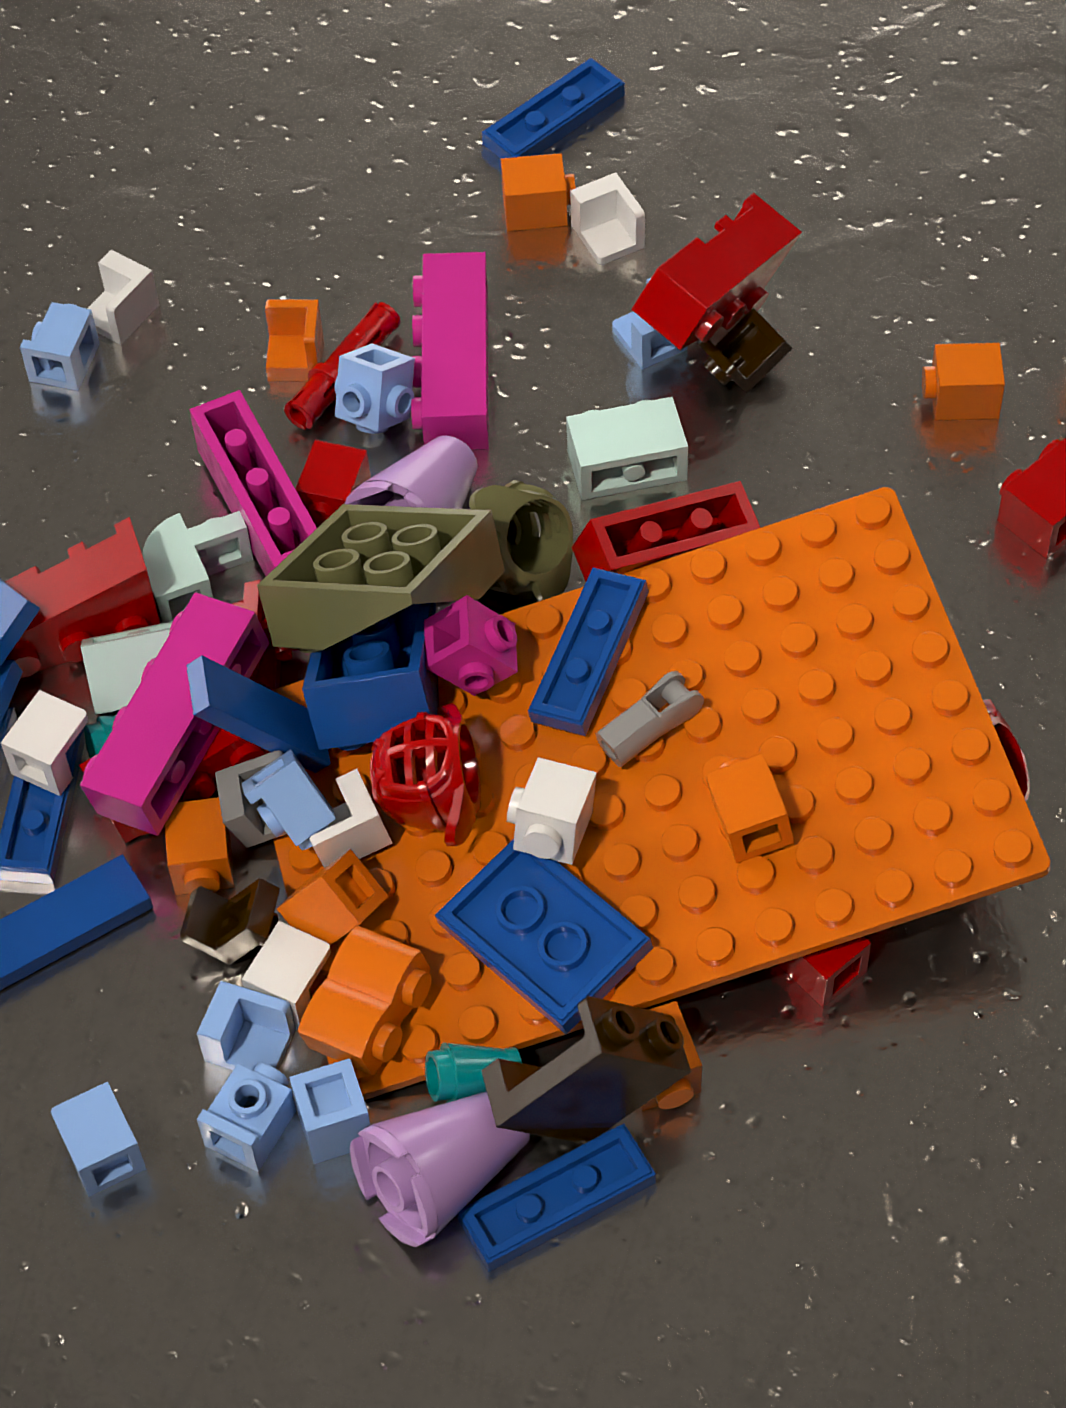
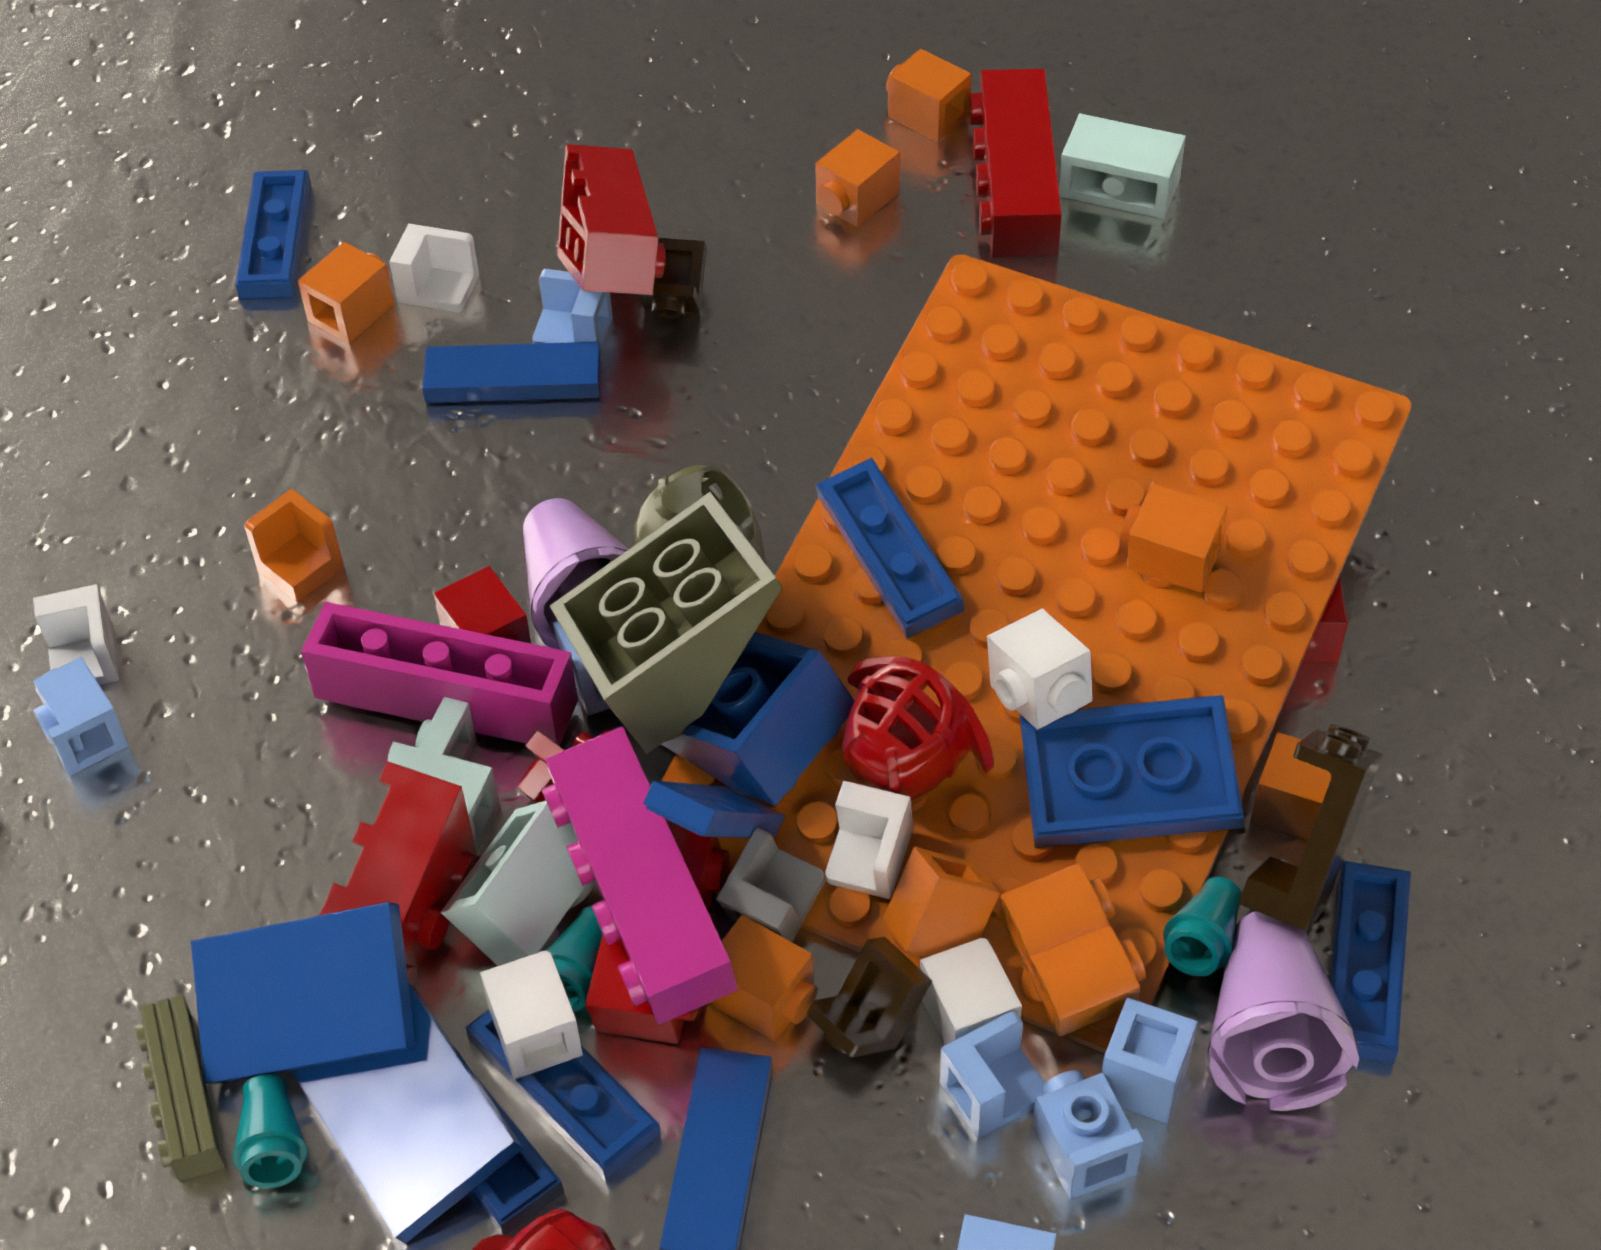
camera: 50 degrees left, 5 degrees down
(290, 799) = (816, 854): light blue brick -> none
(320, 388) = (360, 546): red pin -> none
(374, 388) = (424, 521): light blue brick -> none
(453, 348) = (441, 448): dark pink brick -> none
(470, 645) = (814, 610): dark pink brick -> none
(571, 334) = (512, 372): none -> blue tile
(627, 448) = (678, 408): light aqua brick -> none
(642, 722) = (1008, 554): light grey bar -> none
(664, 529) = (813, 436): red brick -> none

